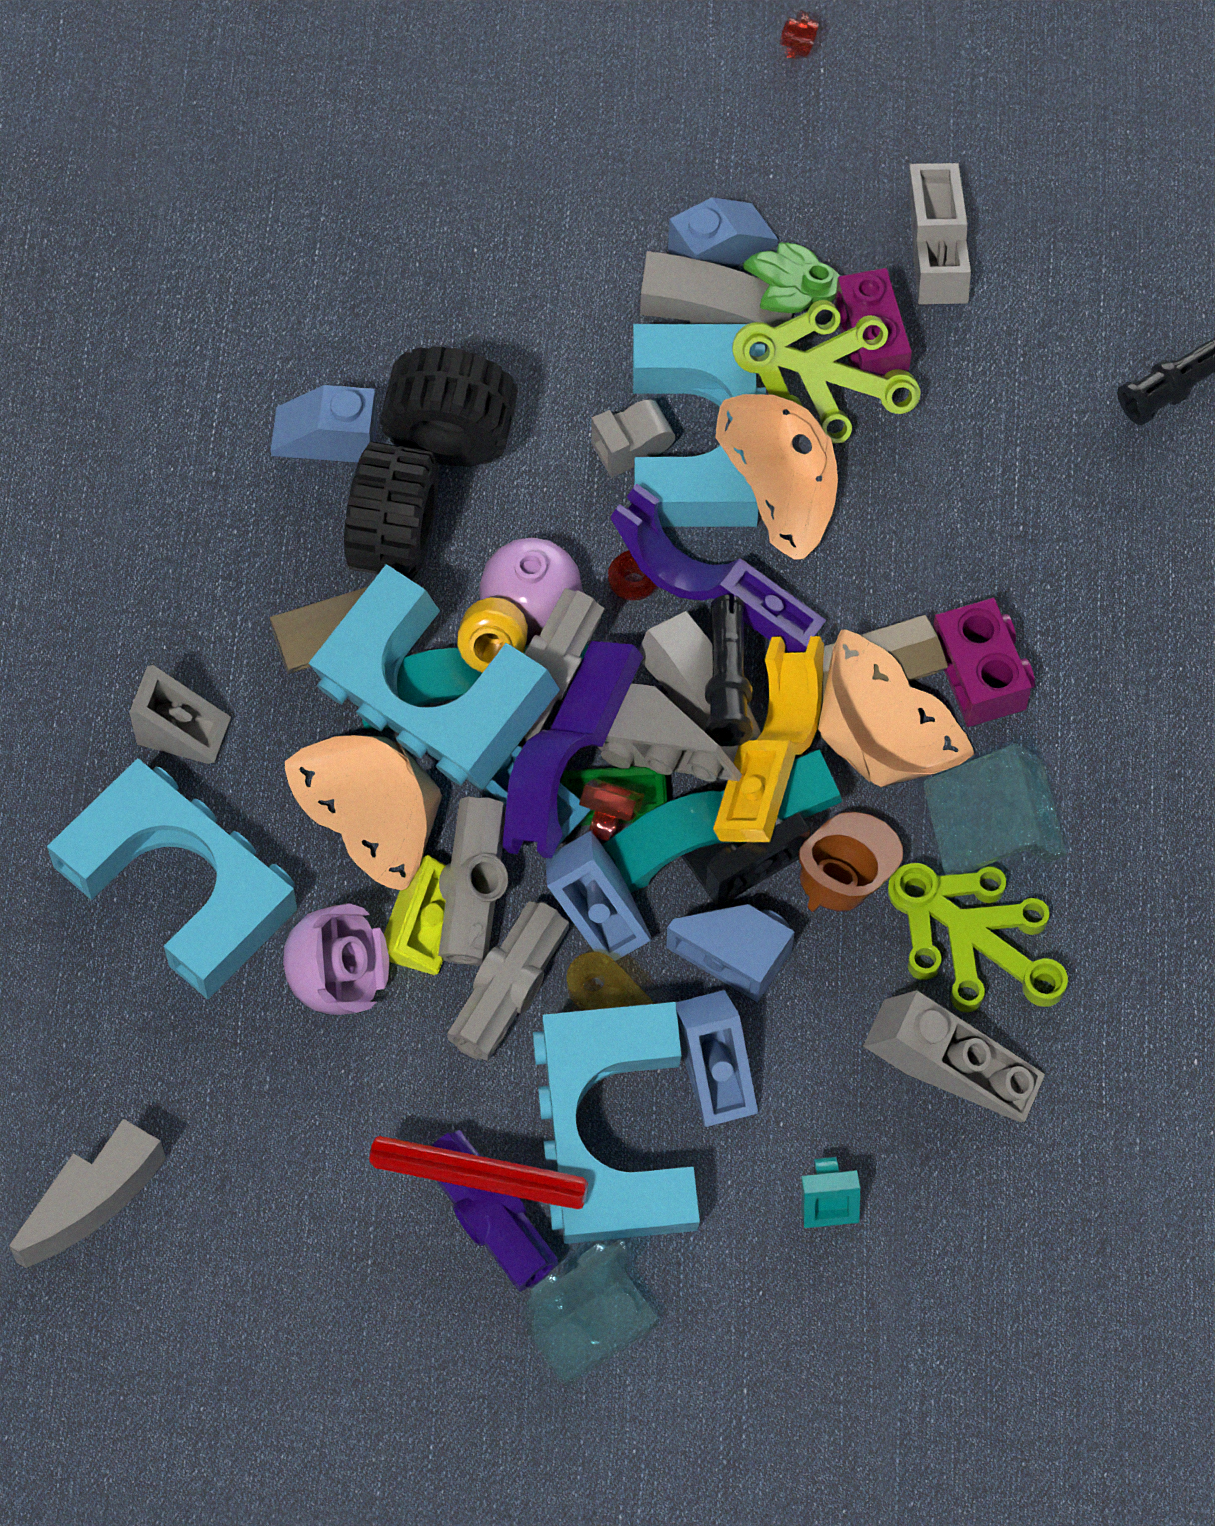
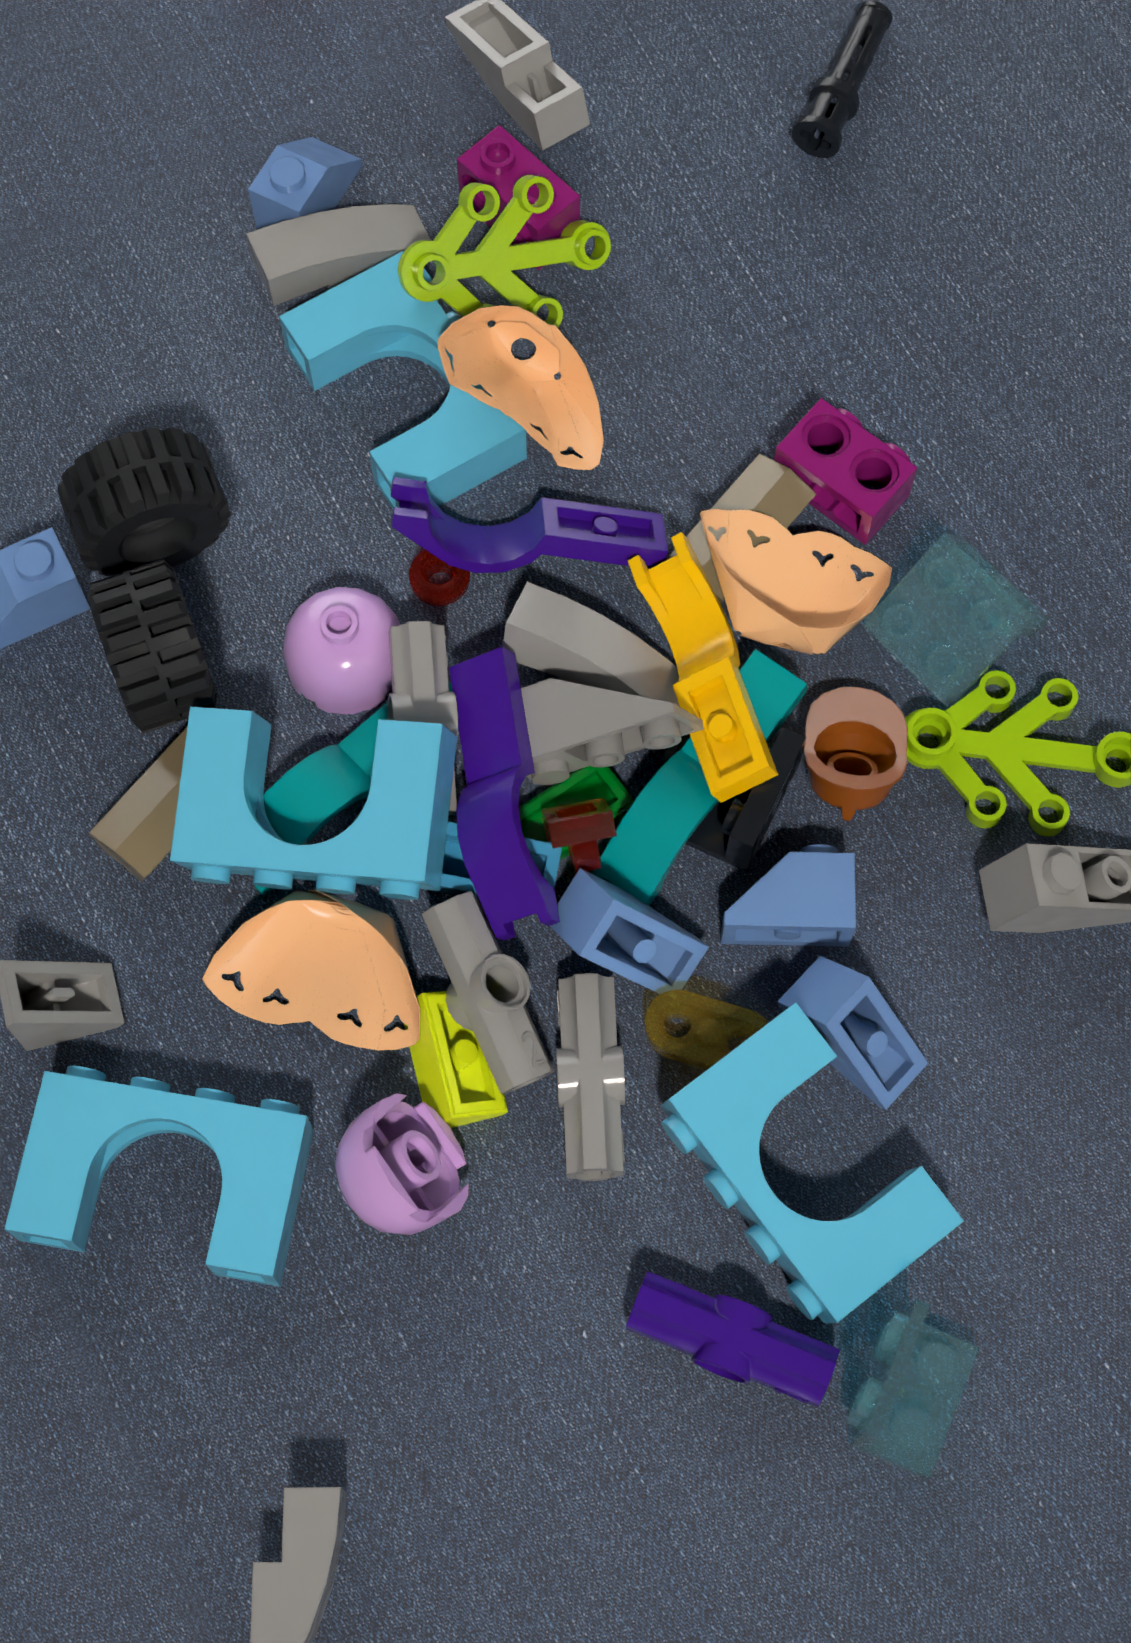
camera: 30 degrees left, 5 degrees up
(479, 1172) = (707, 1311): red axle -> none
(486, 630) = (342, 718): yellow head -> none
(630, 434) = (345, 434): light grey leg -> none
(728, 689) = (628, 638): black pin -> none
(793, 278) = (408, 186): bright green plate -> none
(830, 1195) = (1062, 1108): teal tile -> none

